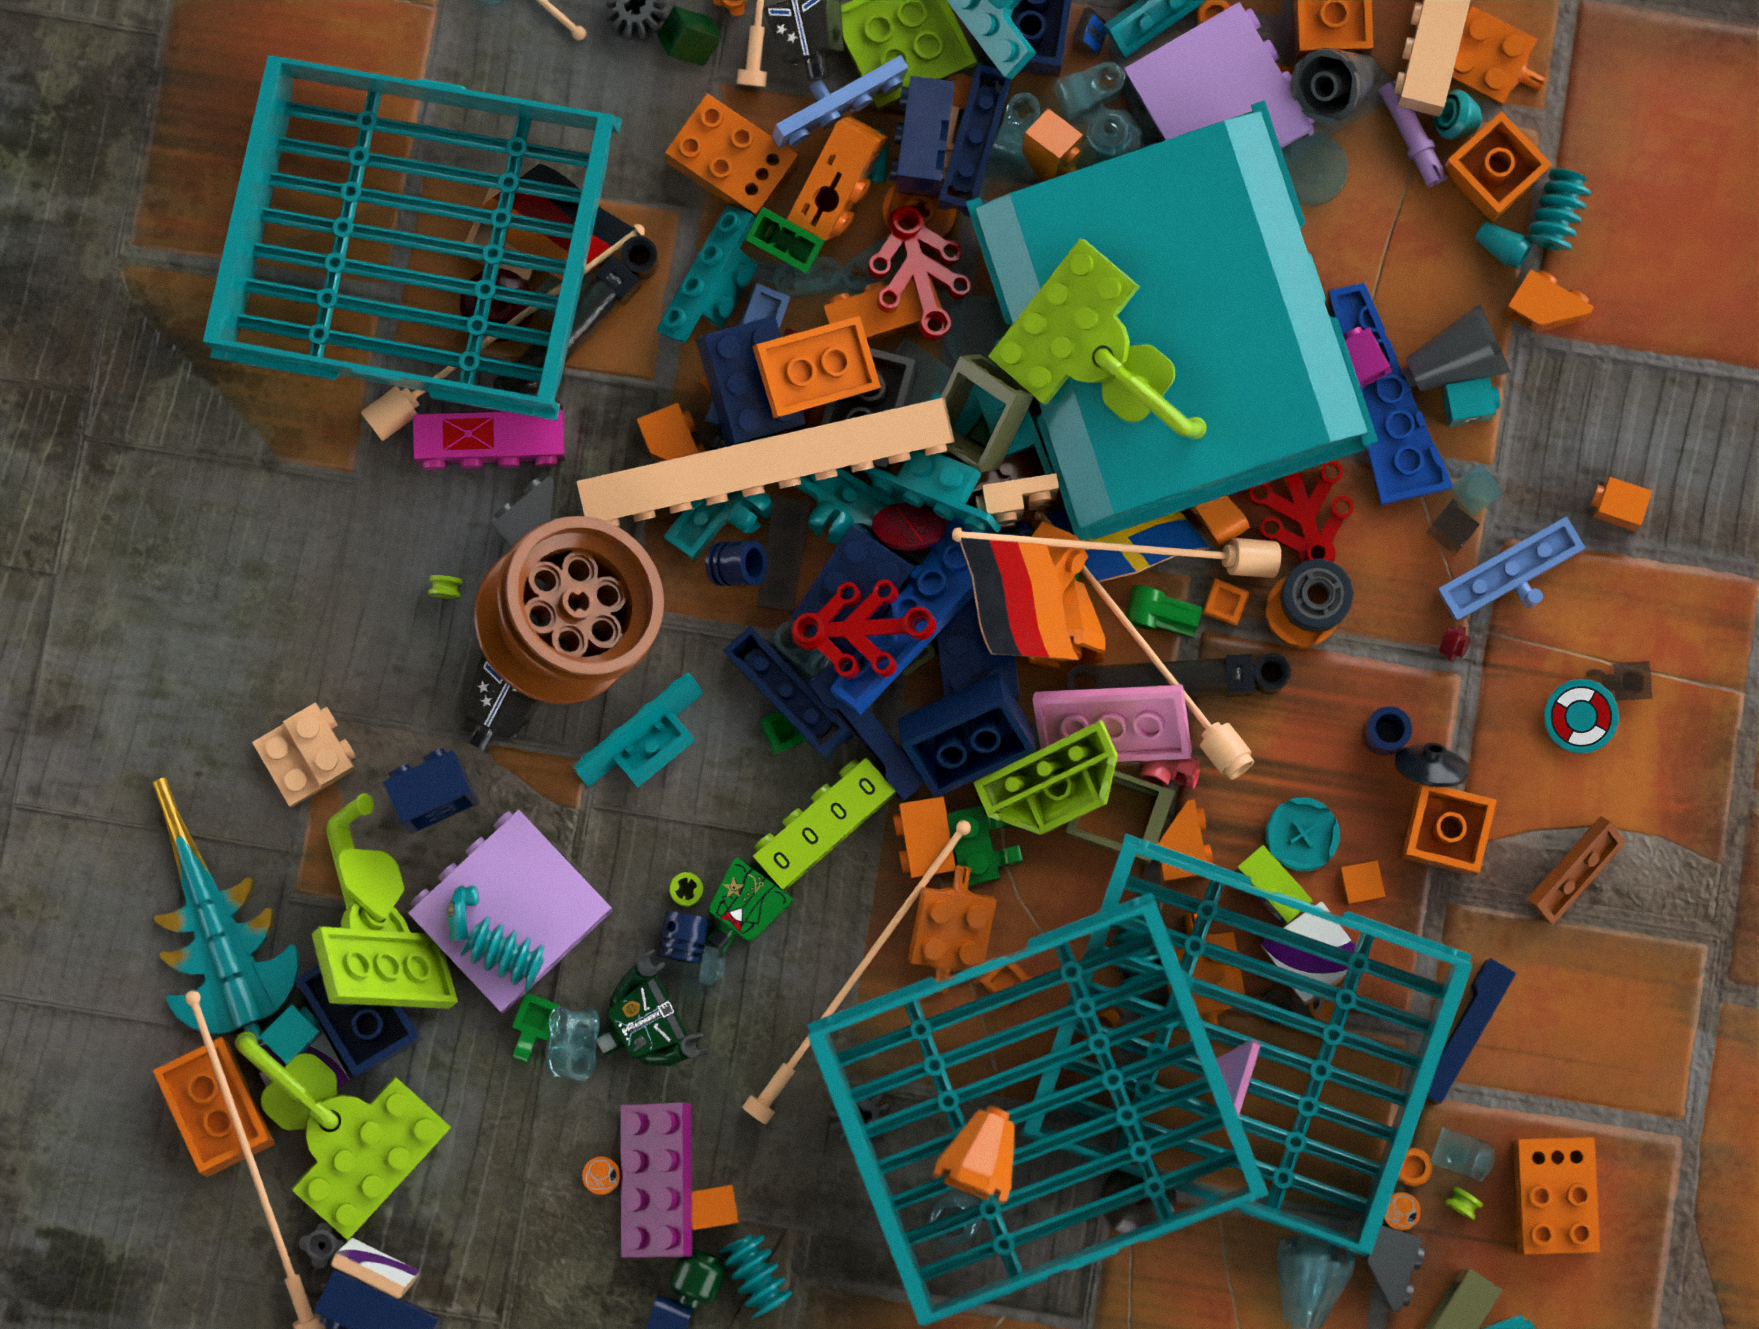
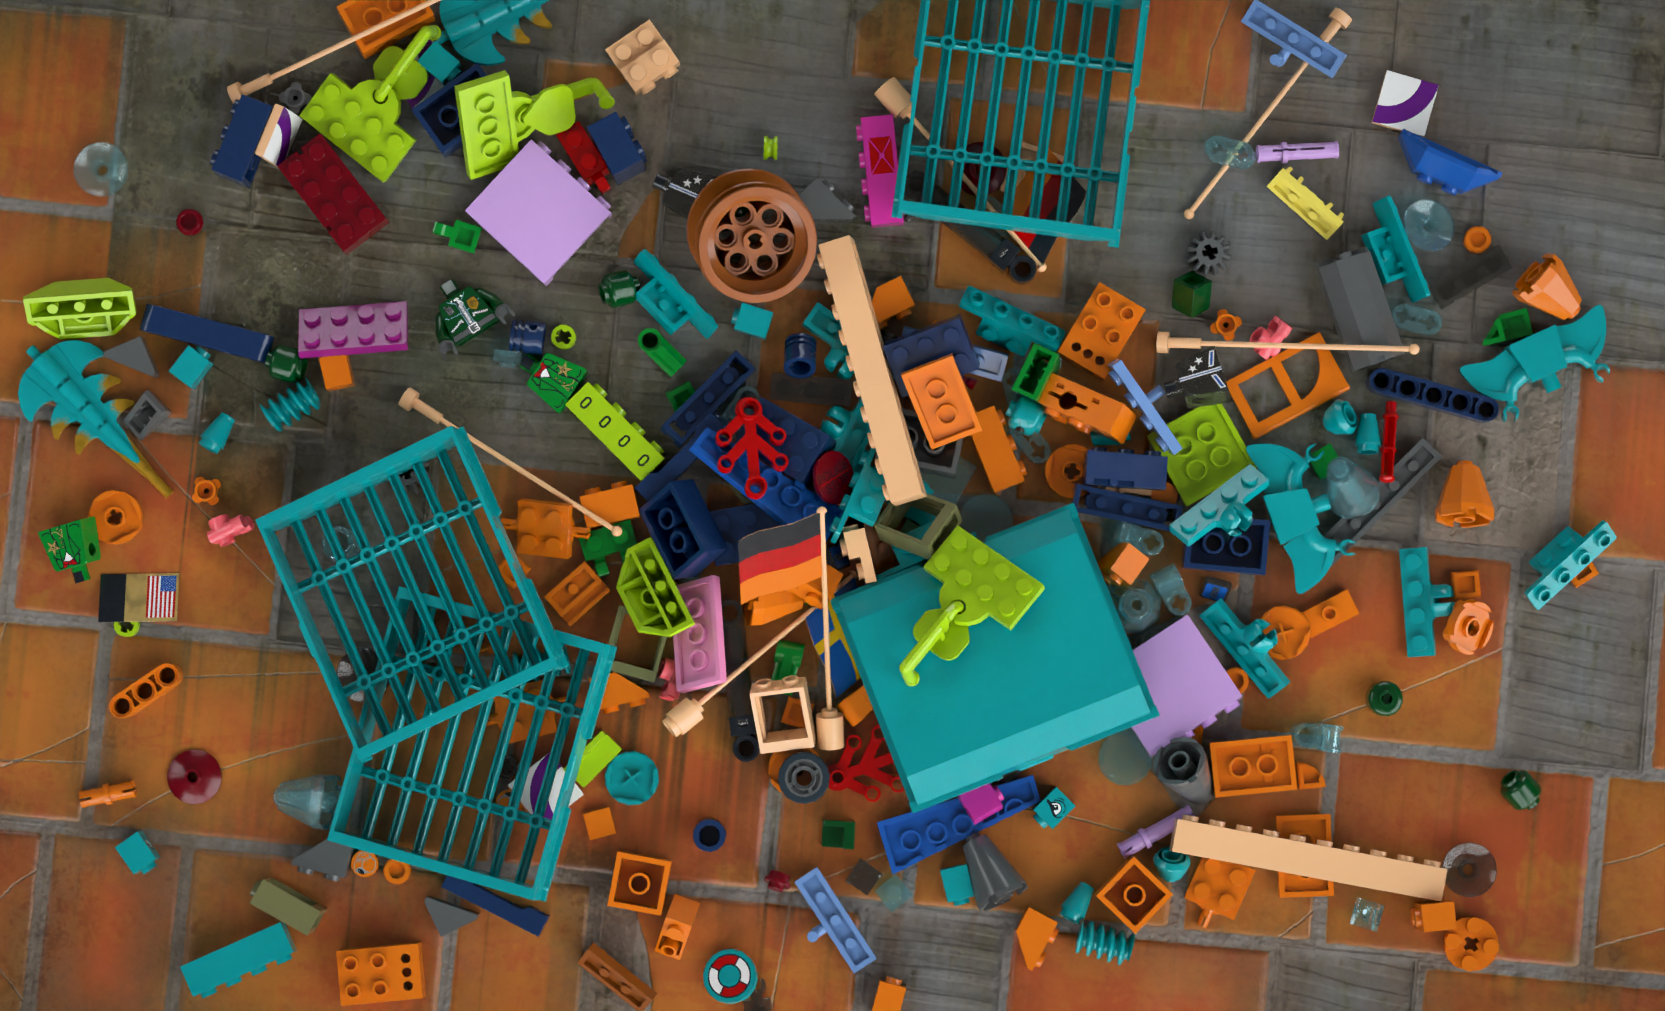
camera: 90 degrees right, 5 degrees up
(437, 843) = (585, 156): none -> red hinge
(456, 911) = (533, 173): teal arm -> none
(462, 1197) = (333, 194): none -> dark red piece
(504, 952) = (504, 209): teal piece -> none
(573, 1042) = (448, 263): clear light blue piece -> none
(601, 1175) = (356, 291): orange tile -> none
(625, 807) = (618, 289): none -> dark green head
(683, 627) = (752, 321): none -> teal brick
(718, 753) = (663, 353): none -> green piece
(840, 263) = (1026, 415): none -> teal head
(919, 268) = (1027, 472): red plant -> none
(981, 1156) = (375, 555): orange cone -> none
(1044, 891) = (577, 593): none -> orange plate
(1237, 1070) = (450, 734): bright pink slope -> none
(1262, 617) = (784, 739): none -> light nougat window
(1375, 266) = (1052, 808): none -> teal brick
(1394, 556) = (838, 834): none -> dark green panel
(1431, 765) = (685, 868): black dish -> none
(1463, 1154) = (407, 905): clear light blue bracket -> none
(1463, 1203) = (372, 907): lime bush -> none
(1481, 1095) = (448, 916): none -> dark grey slope
(1510, 783) = (677, 927): none -> orange slope

